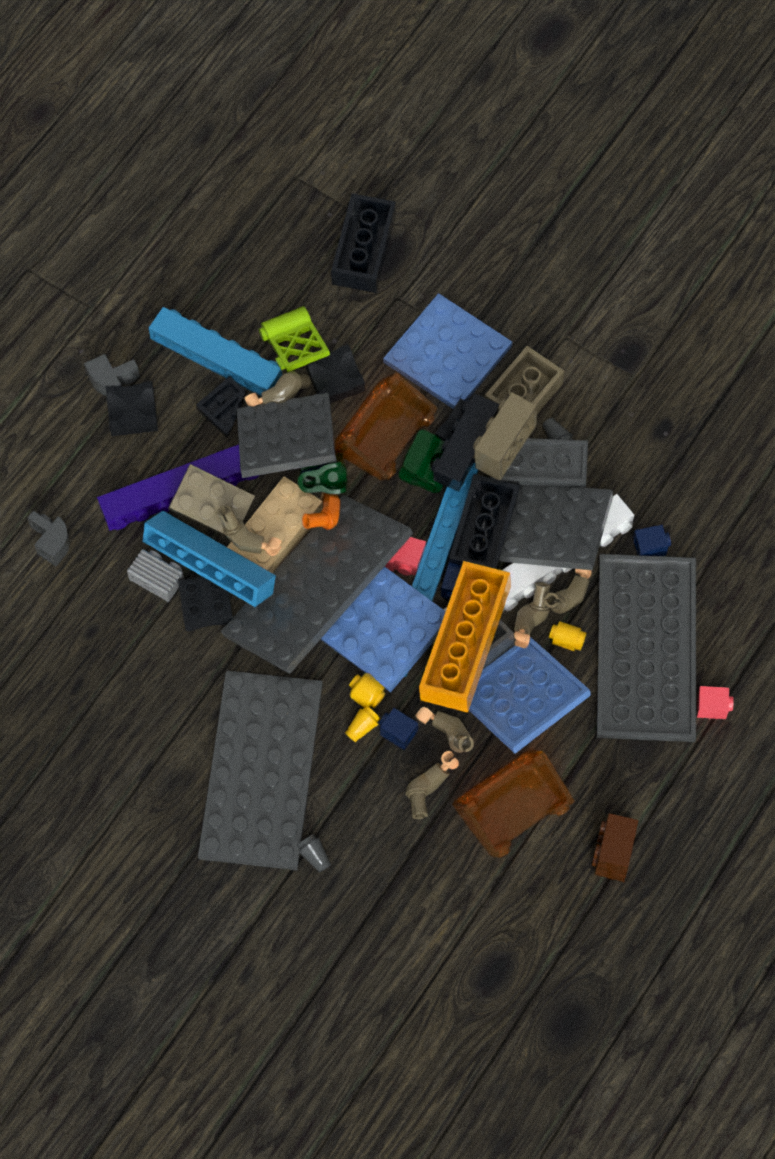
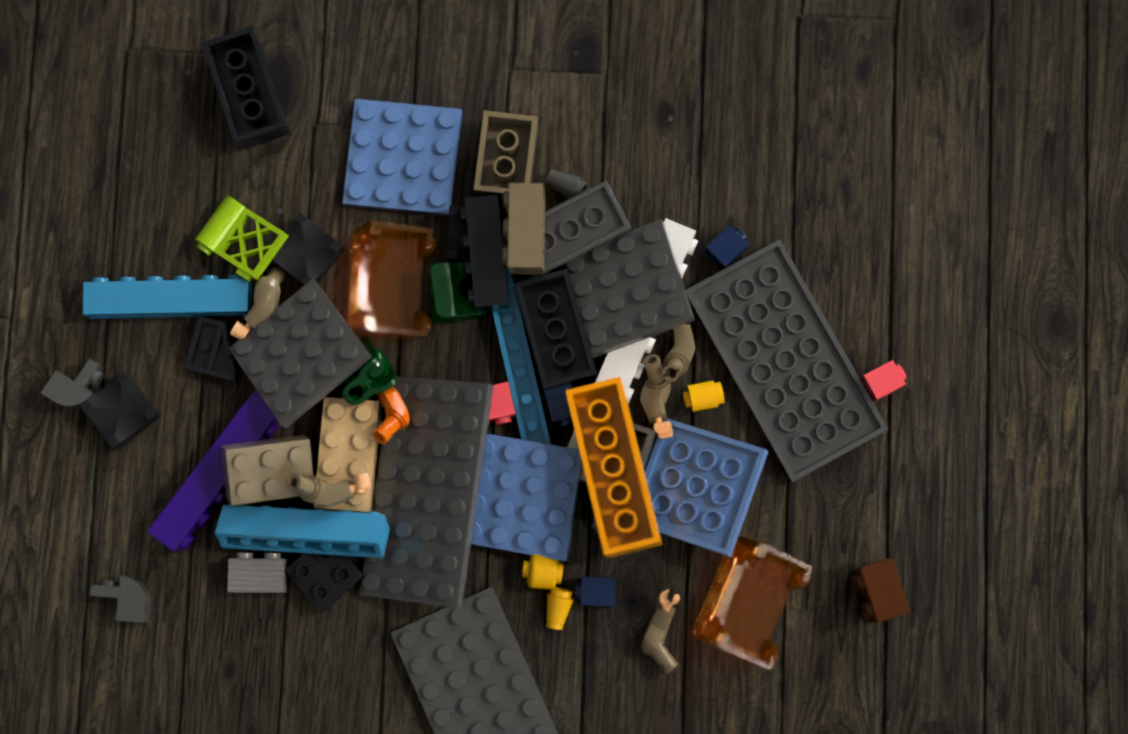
camera: 30 degrees left, 15 degrees up
(453, 728) = (653, 561): dark tan arm -> none

